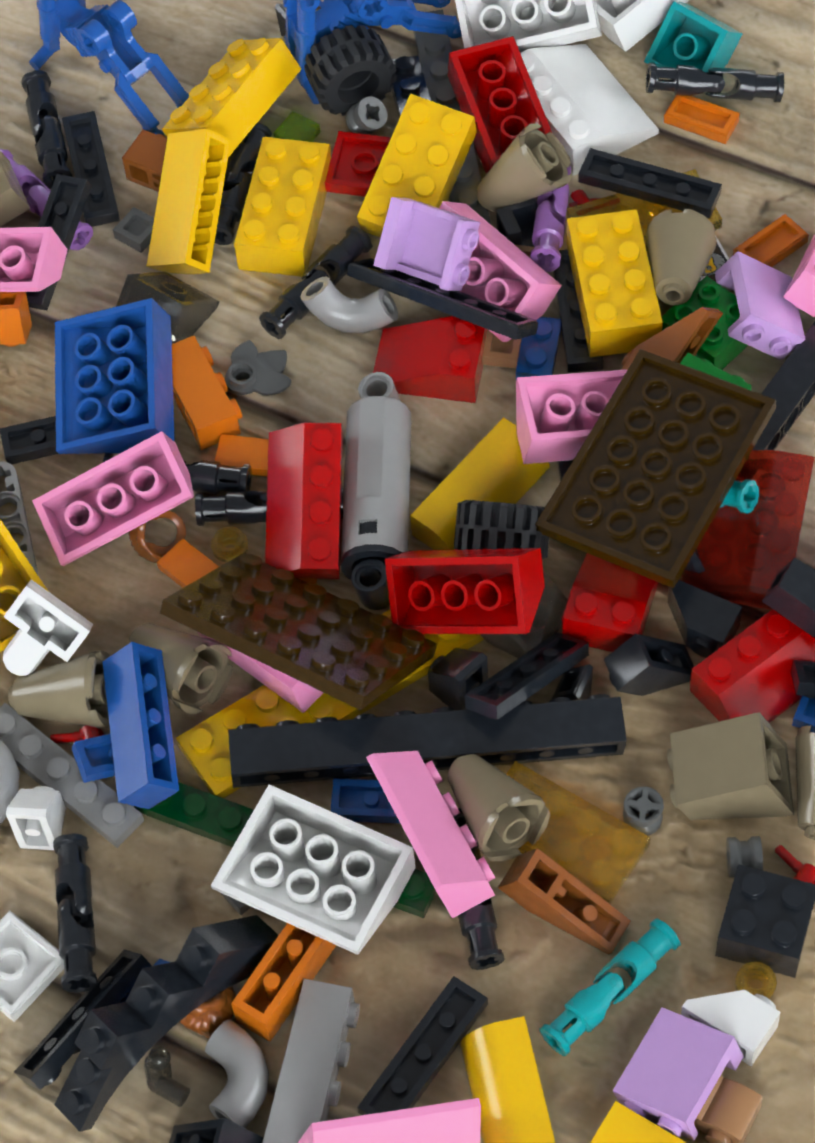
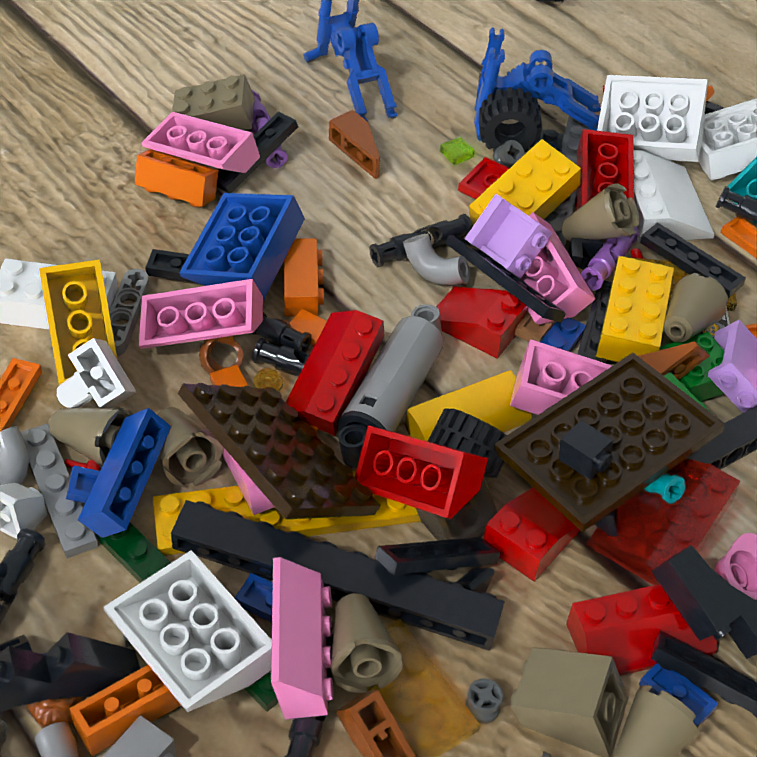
camera: 15 degrees right, 10 degrees down
(45, 126) = (293, 86): black piece -> none
(91, 164) = (309, 119): black plate -> none
(135, 229) = (317, 168): dark grey plate -> none
(184, 303) = (319, 219): clear smoke slope -> none
(188, 202) = (358, 159): yellow brick -> none
(237, 90) = (421, 111): yellow brick -> none
(237, 183) = (400, 164): black piece -> none
(260, 369) = (350, 280): dark grey plate -> none
(283, 207) = (422, 187): yellow brick -> none
(456, 675) = (384, 531): black slope -> none
(641, 494) = (586, 450): none -> black brick
(648, 665) = (540, 589): black slope -> none
(703, 618) = (600, 569): black slope -> none

